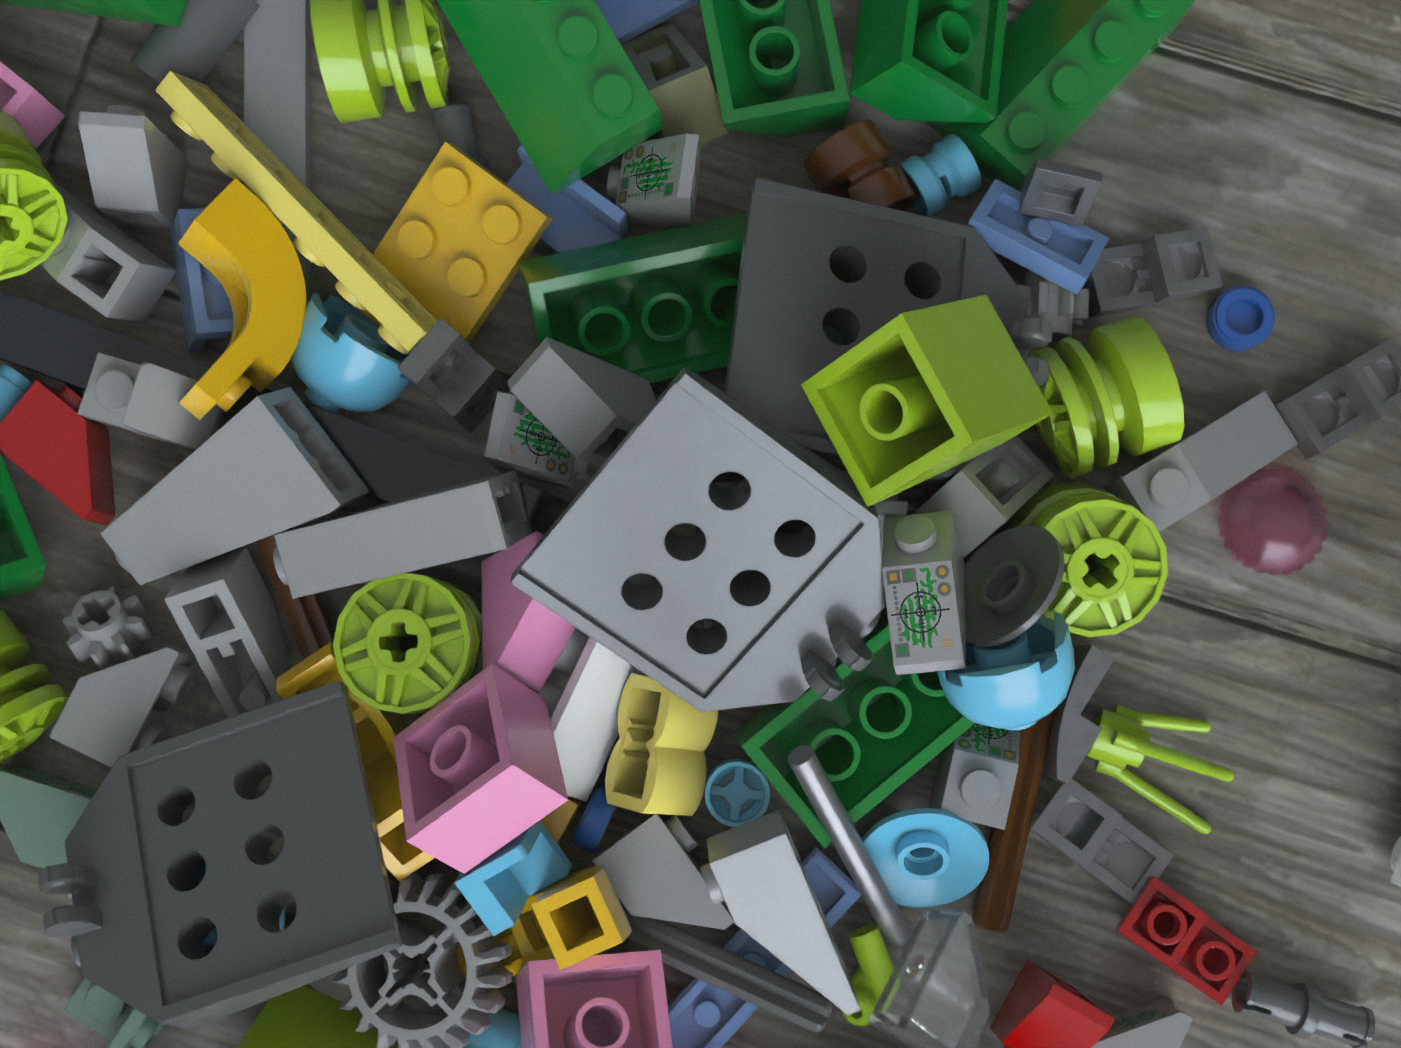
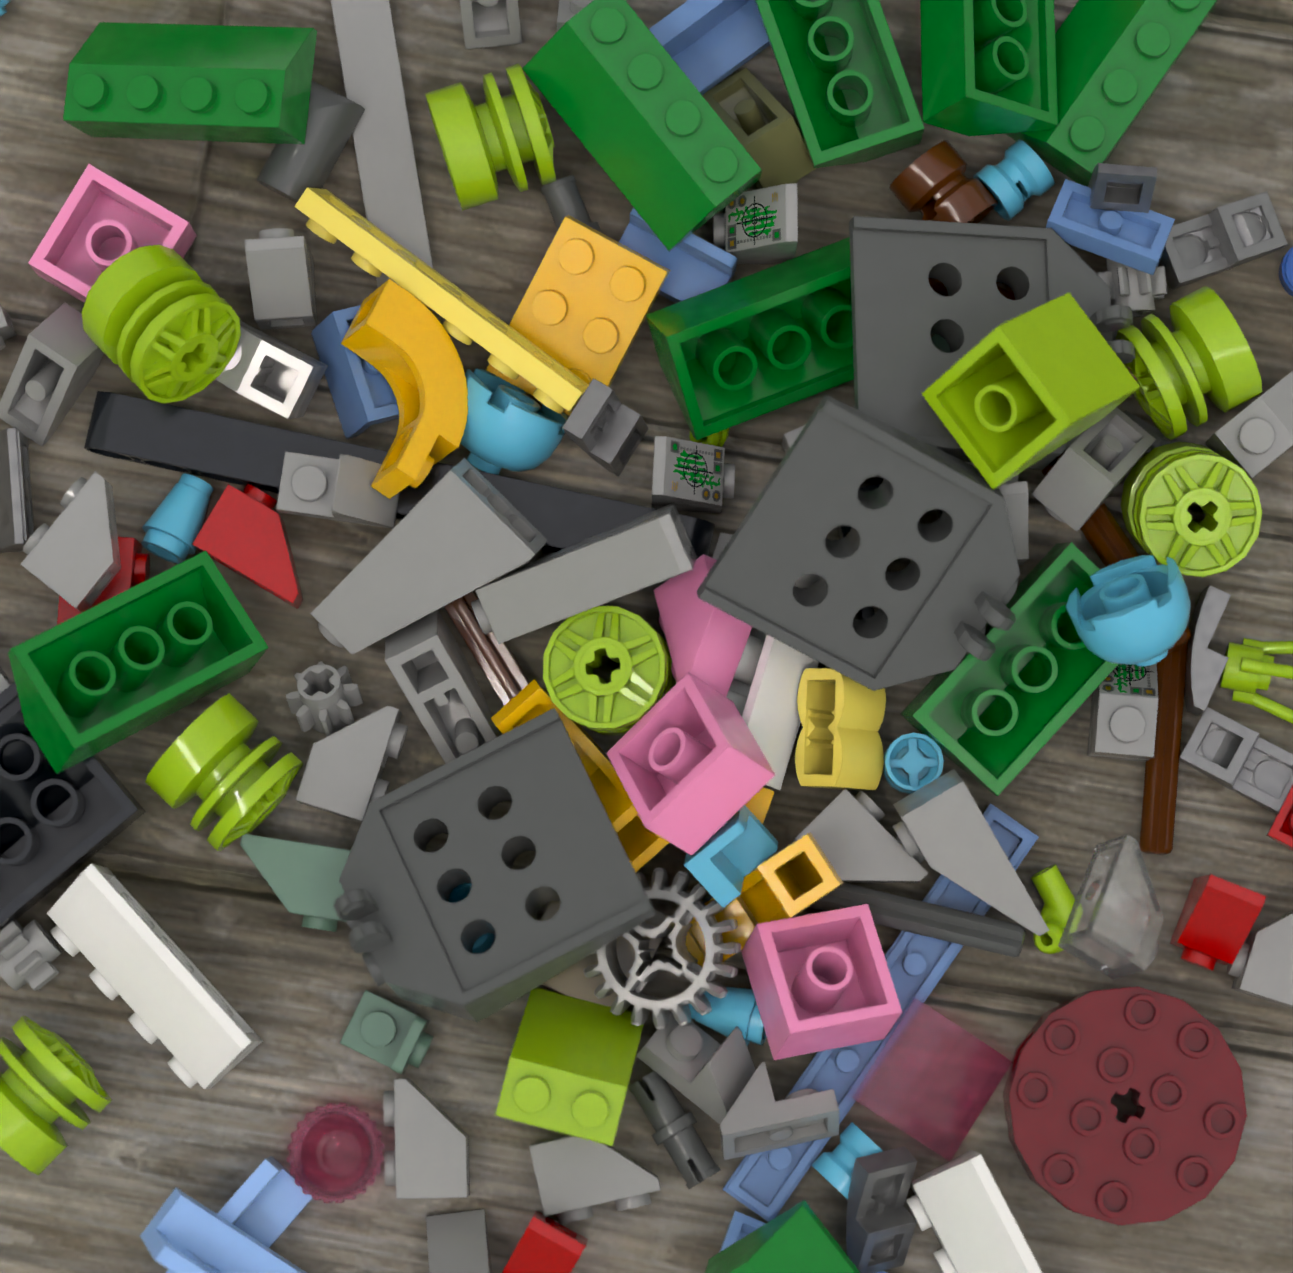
camera: 10 degrees left, 0 degrees up
(581, 399) = (732, 434): light grey slope -> none
(593, 821) = (789, 807): blue tile -> none
(849, 844) = (1021, 791): flat silver bar -> none
(924, 592) = (1052, 555): light grey slope -> none
(927, 856) = (1090, 813): medium azure dish -> none
(1011, 583) = (1121, 540): dark grey dish -> none

